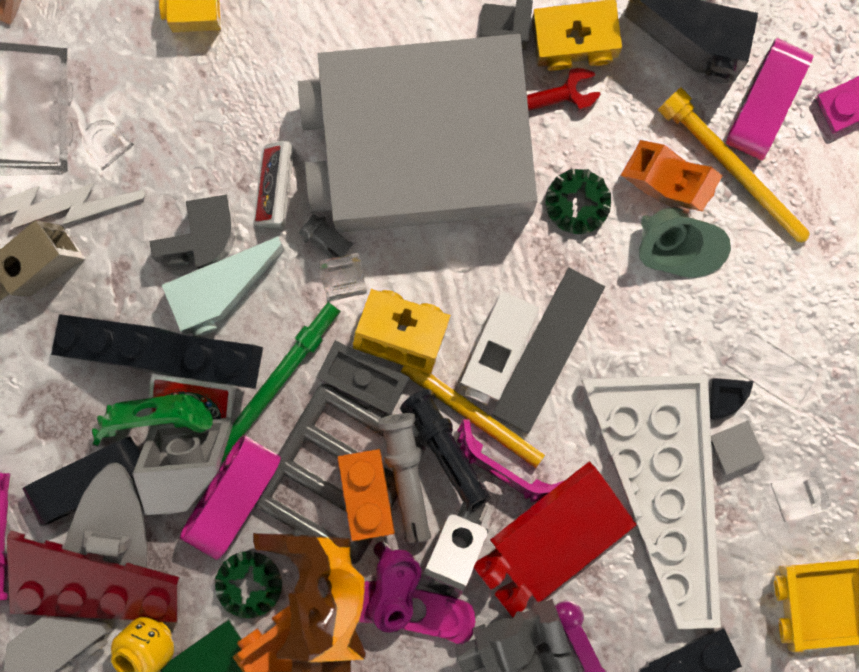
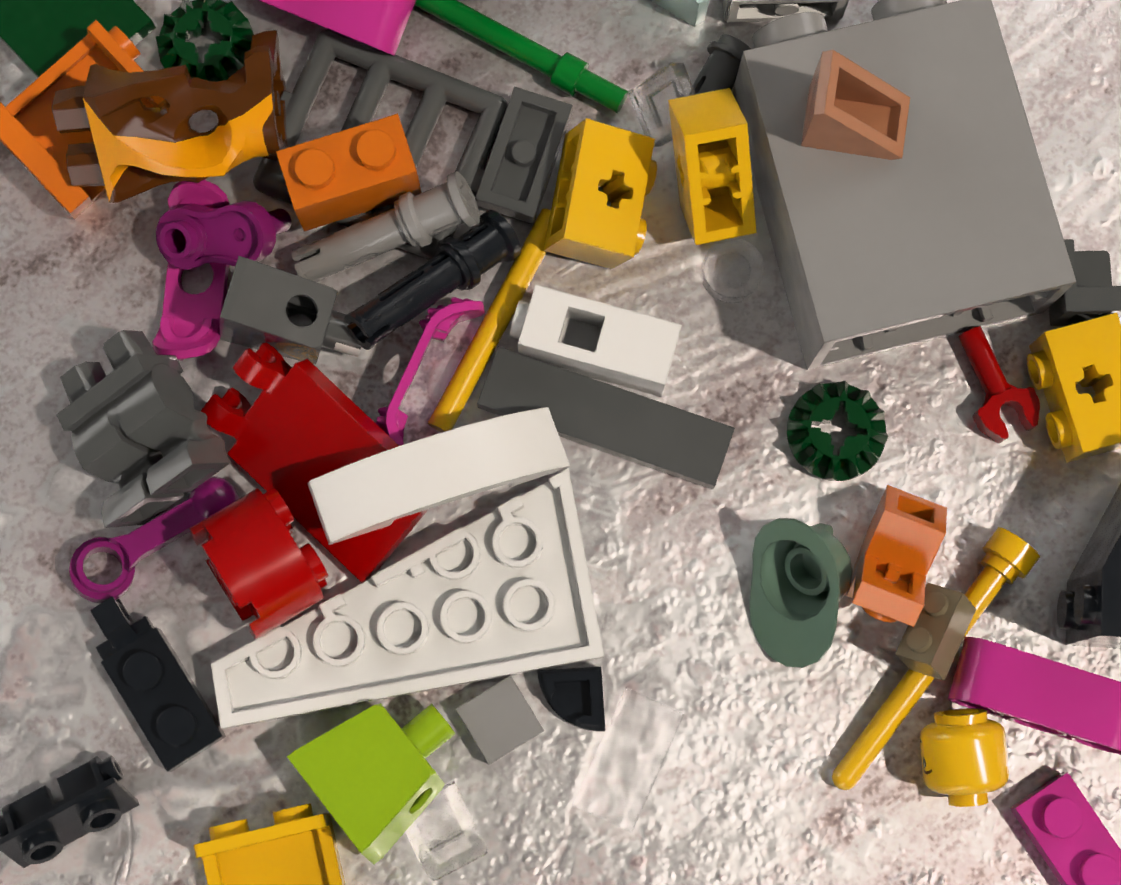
camera: 80 degrees right, 5 degrees down
(392, 155) = (854, 111): none -> nougat slope
(398, 253) = (713, 165): none -> yellow brick
(580, 463) = (437, 472): none -> white slope
(618, 588) = (260, 561): none -> red brick
(723, 159) = (937, 633): none -> dark tan piece
(763, 531) = (375, 774): none -> lime torso
(800, 157) = (964, 756): none -> yellow head

